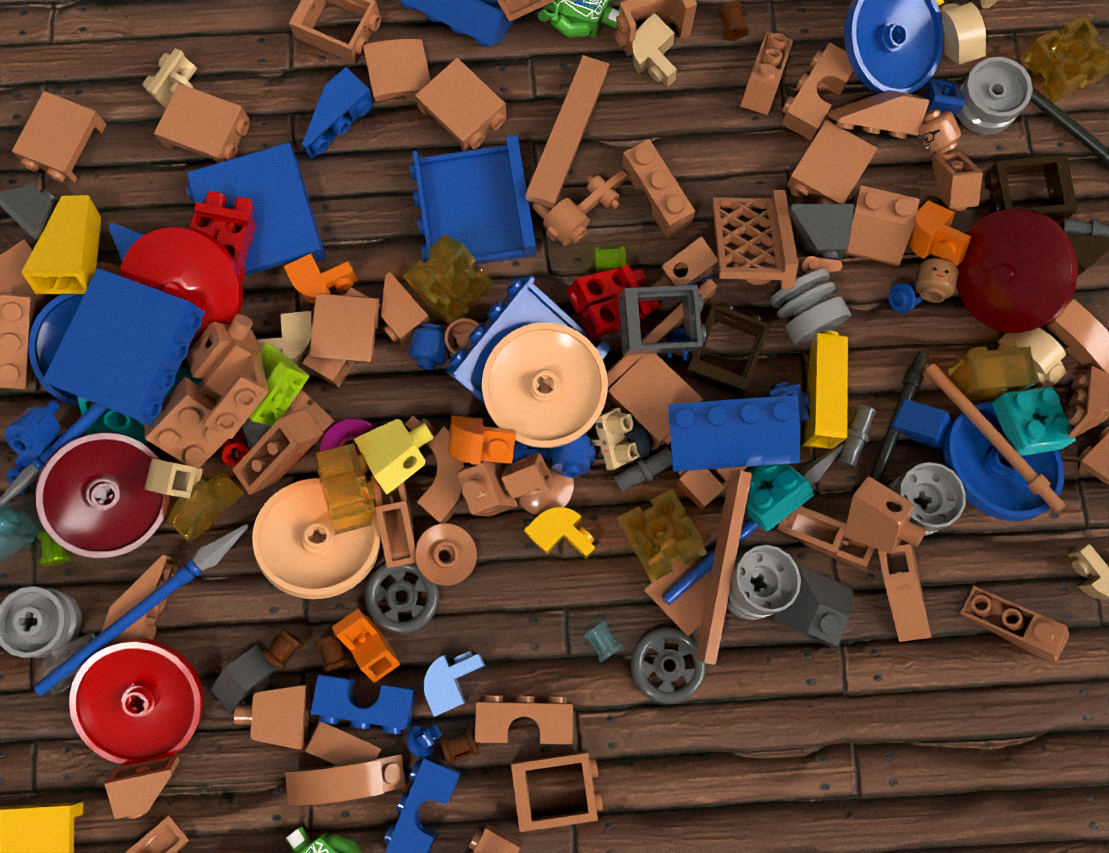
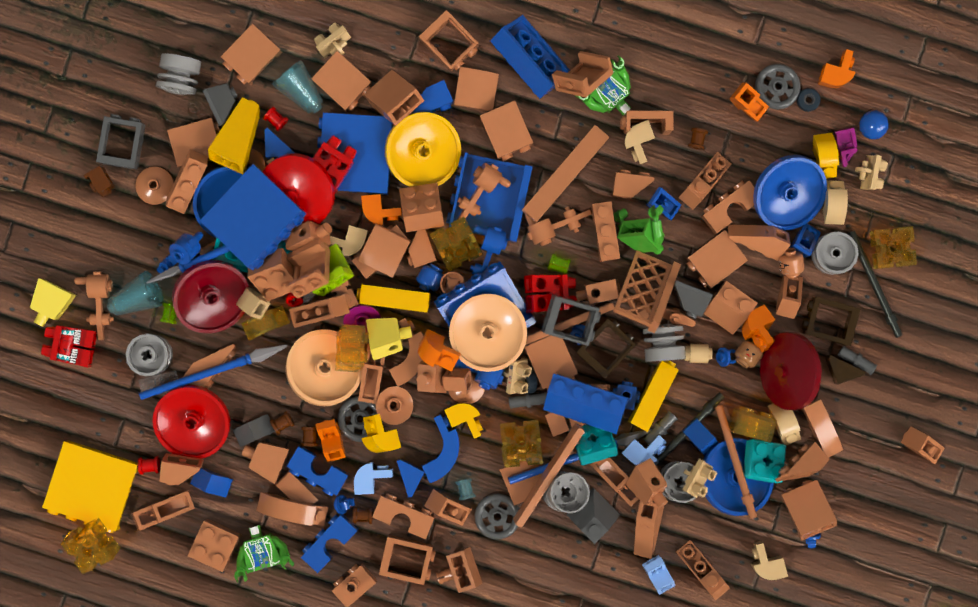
camera: 20 degrees right, 10 degrees up
(90, 800) = (149, 465): none -> red bush
(124, 211) = (275, 118): none -> red bush
(138, 151) = (299, 88): none -> clear light blue cone
(203, 787) = (211, 482): none -> blue slope
(282, 112) = (394, 97): none -> nougat brick
(350, 172) = (423, 149): none -> yellow dish
(378, 248) = (421, 207): none -> nougat brick
(389, 393) = (394, 298): none -> yellow slope
(439, 616) = (378, 439): none -> yellow brick
(456, 177) = (486, 179): none -> nougat piece
(502, 260) = (492, 243): none -> blue piece
(511, 653) = (411, 475): none -> blue slope
(557, 603) = (444, 462): none -> blue arch
(587, 681) = (447, 507): none -> nougat slope
(649, 773) = (462, 570): none -> nougat brick
(665, 113) = (628, 185): none -> nougat slope
(714, 165) = (641, 234): none -> bright green torso
(722, 121) = (669, 204): none -> blue slope
(841, 483) = (637, 453): none -> light blue brick
(865, 306) = (698, 353): none -> tan brick
(952, 477) = (698, 477): none -> tan hips
(953, 657) = (658, 574): none -> light blue brick

